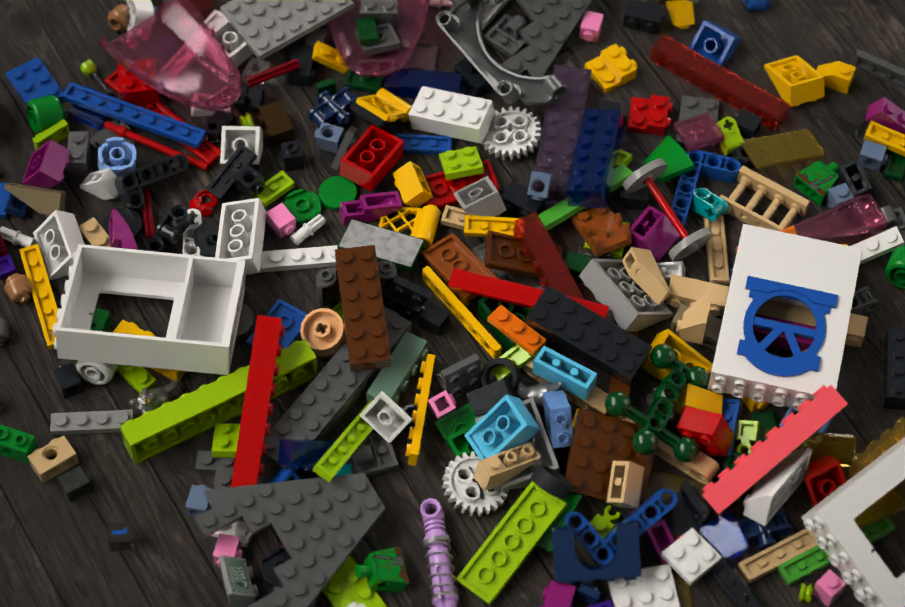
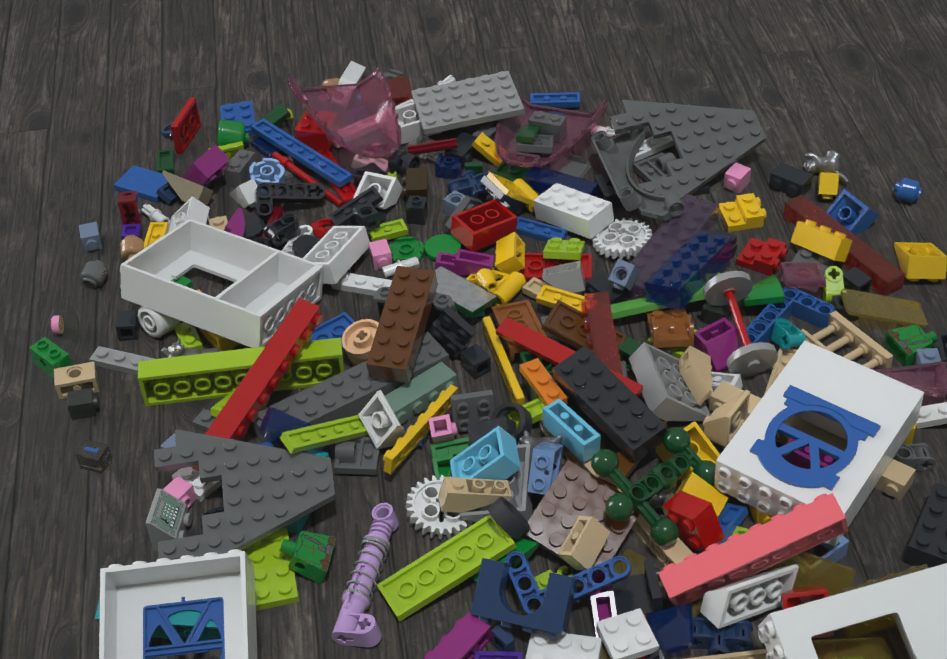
camera: 25 degrees right, 15 degrees down
(79, 73) = (277, 115): none -> dark green tile
(297, 90) = (447, 167): none -> clear blue brick
(406, 224) = (486, 279): none -> yellow cone
(702, 86) = (821, 240): none -> yellow brick

